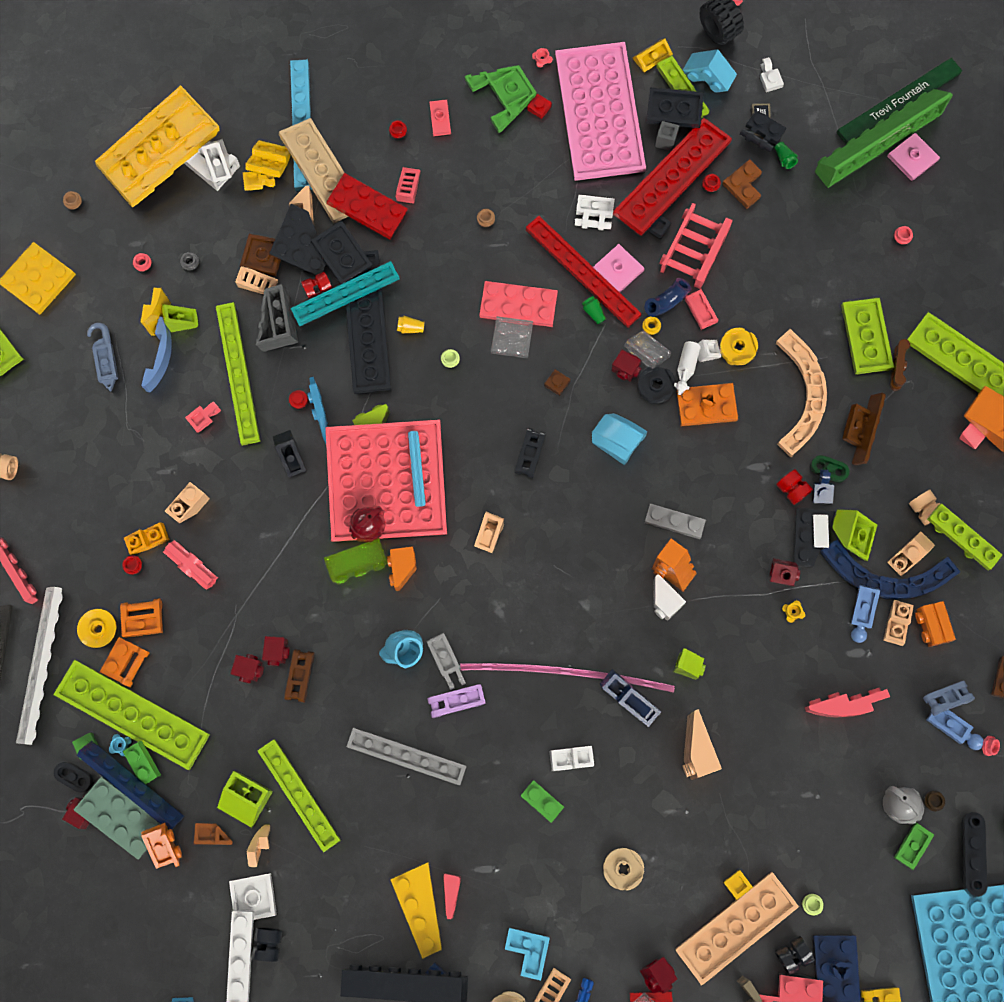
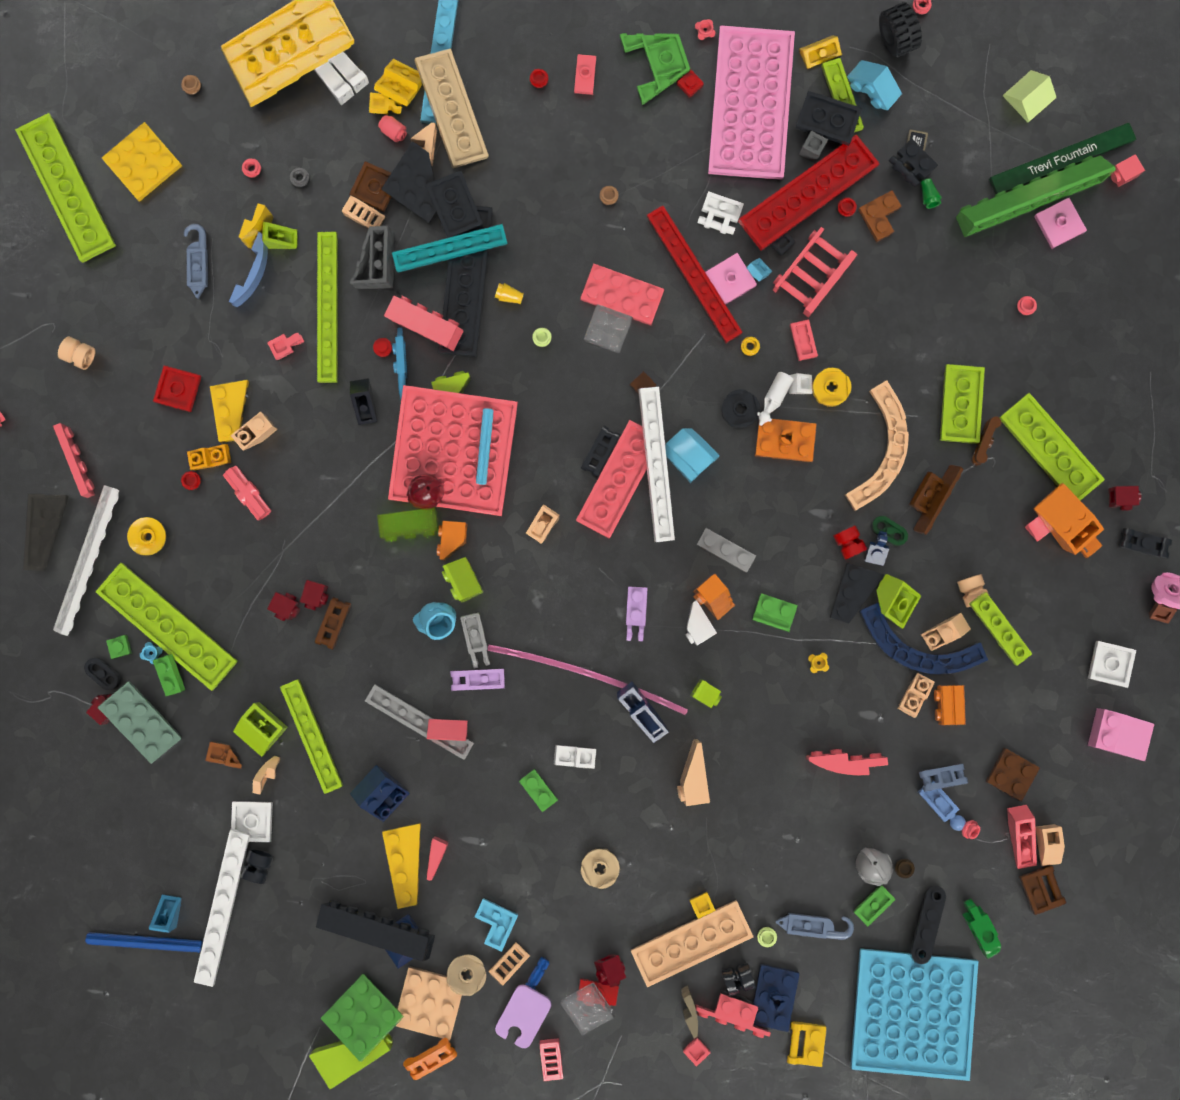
camera: 10 degrees right, 10 degrees up
(104, 479) = (177, 388): none -> red plate
(120, 658) = (162, 572): orange plate -> none
(129, 785) = (154, 694): dark blue plate -> none
(141, 624) = (191, 541): orange plate -> none
(158, 487) = (228, 407): none -> yellow wing
(161, 846) = (174, 756): bracket -> none
(217, 160) = (346, 75): white slope -> none
(270, 200) = (392, 128): none -> coral brick
(321, 281) = (427, 228): red wheel -> none
(334, 366) = (424, 323): none -> coral brick
(367, 206) = (490, 157): red plate -> none
(380, 839) = (379, 793): none -> dark blue slope
(403, 196) = (536, 156): coral slope -> none
(421, 602) = (462, 579): none -> lime slope
(436, 757) = (447, 729): none -> coral slope
(554, 475) = (616, 483): none -> coral plate
(588, 452) = (656, 464): none -> white plate
(594, 310) = (696, 317): green cone -> none
(600, 599) = (636, 610): none -> lavender hinge
(626, 365) = (715, 383): dark red brick -> none
(643, 254) = (759, 269): none -> medium azure plate
(647, 349) = (739, 371): clear plate -> none
(668, 299) = (772, 323): dark blue cylinder -> none
(737, 571) = (774, 612): none -> bright green plate
(770, 78) = (936, 103): white plate -> none
(784, 572) = (818, 624): dark red brick -> none
(821, 531) = (864, 591): white sticker -> none
(855, 52) = (1031, 94): none -> yellowish green slope
(858, 882) = (814, 926): none -> sand blue plate
(864, 612) = (885, 678): medium blue plate -> none
(962, 98) = (1127, 170): none -> coral brick

